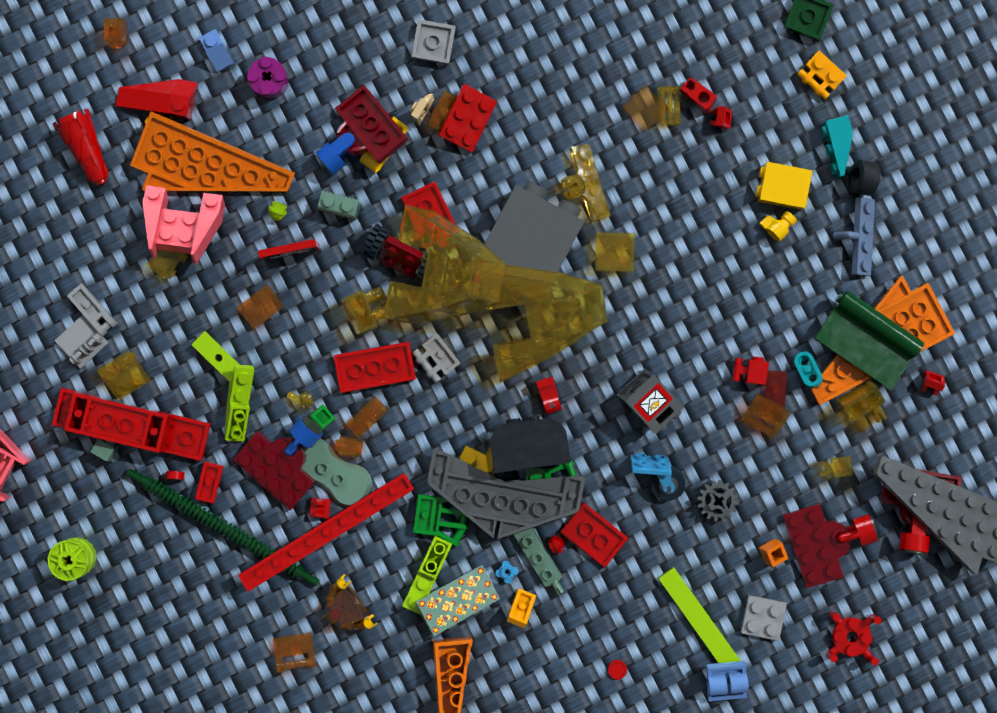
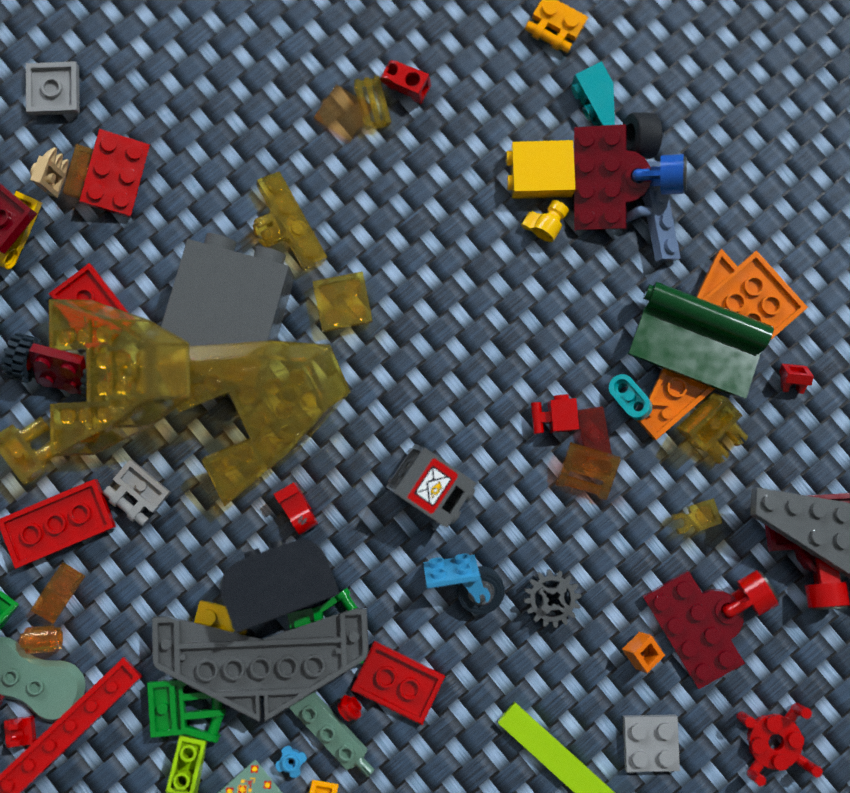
camera: 15 degrees left, 5 degrees down
(723, 119) = (444, 102): red tile -> none
(836, 205) = (612, 176): none -> dark red plate

